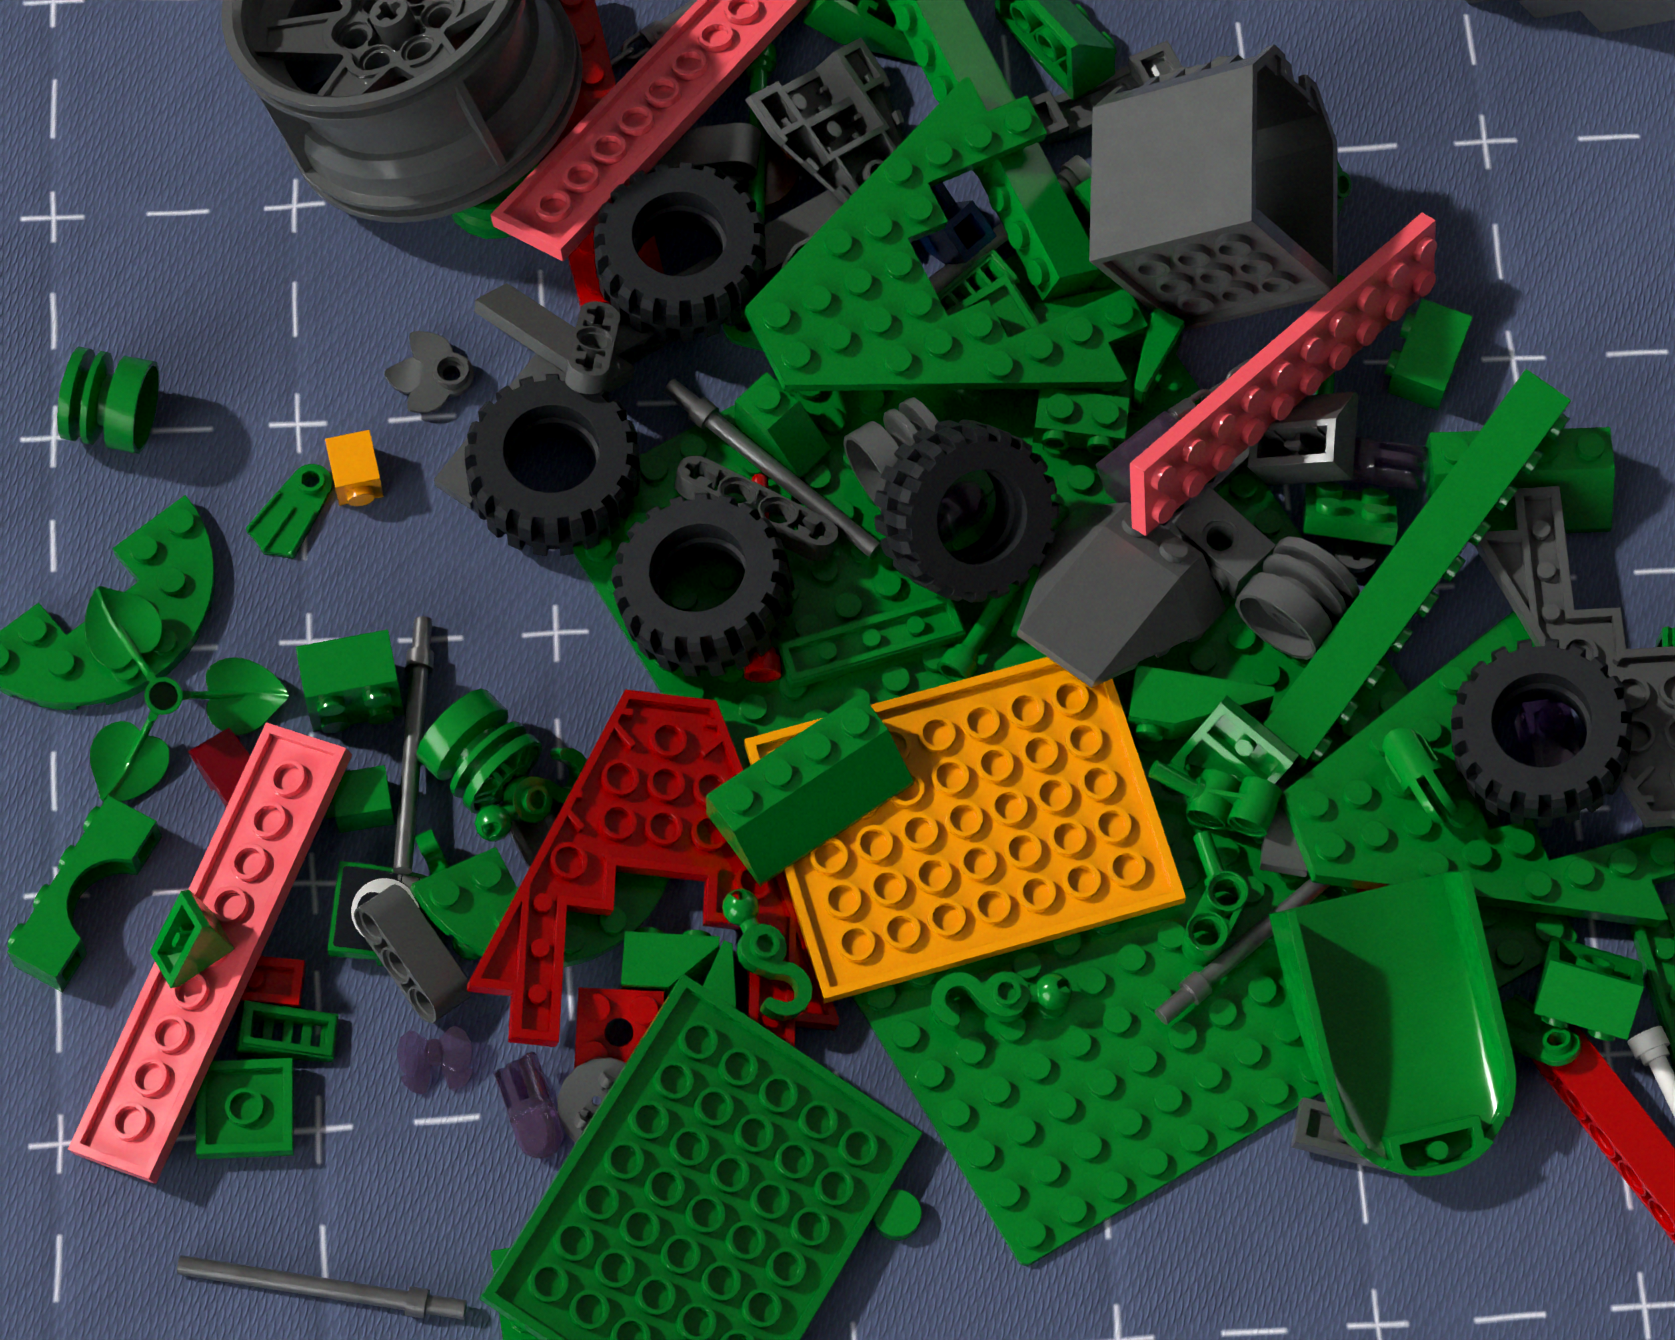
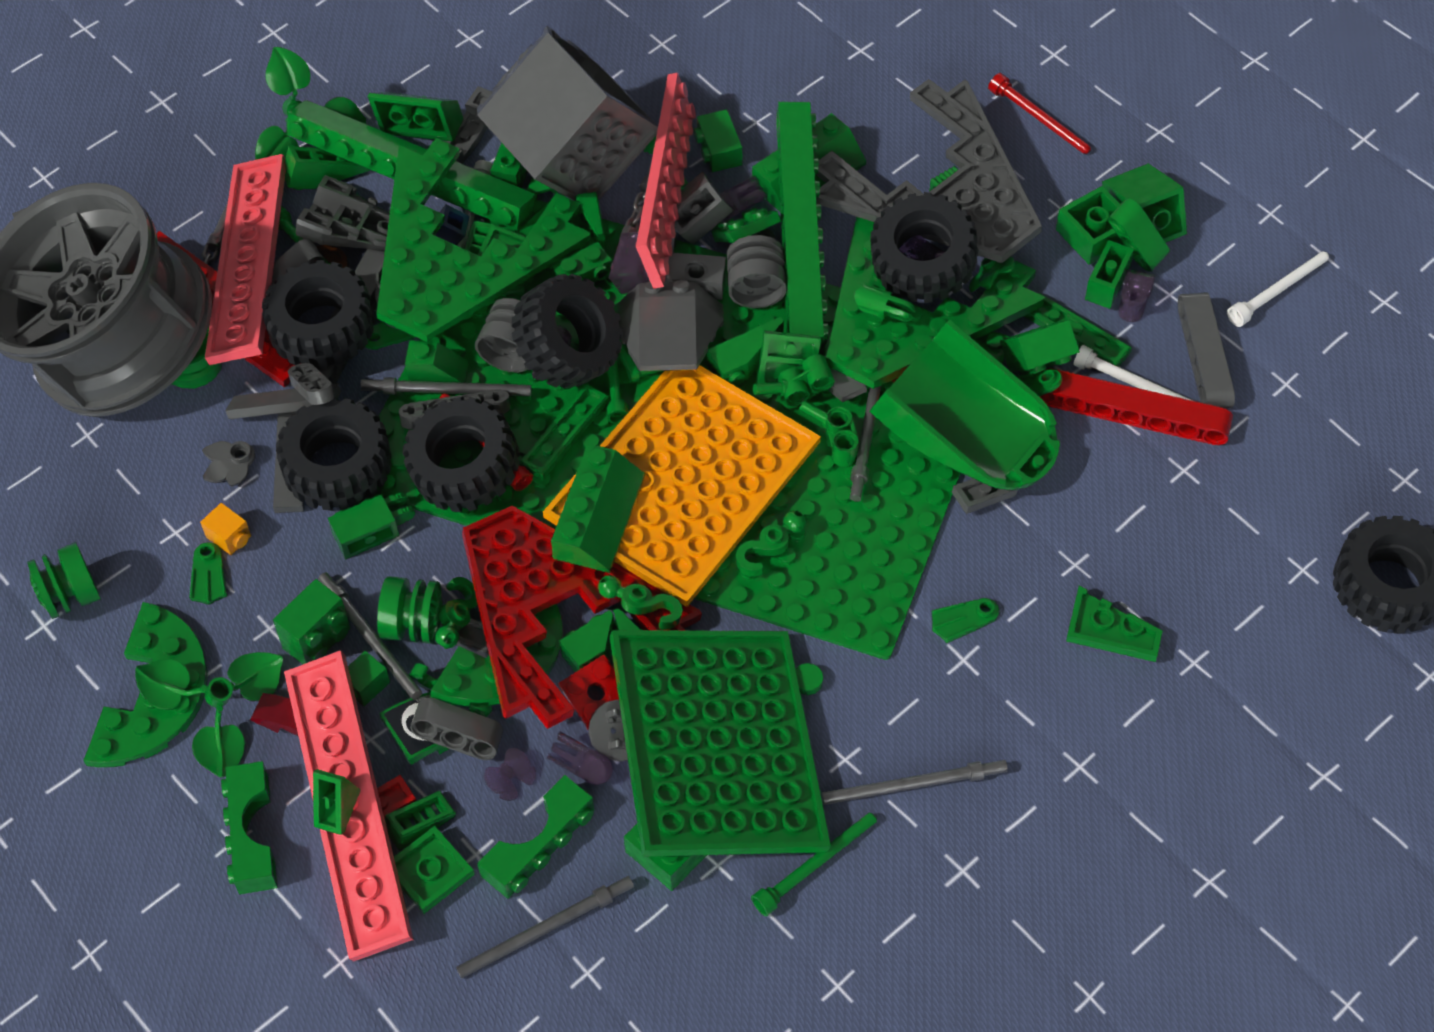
camera: 35 degrees left, 10 degrees down
(341, 1180) = (511, 865): none -> green arch
(529, 589) = (369, 523): none -> green hinge
(1165, 1285) = (963, 618): none -> green piece
(1624, 824) = (989, 271): none -> green plate

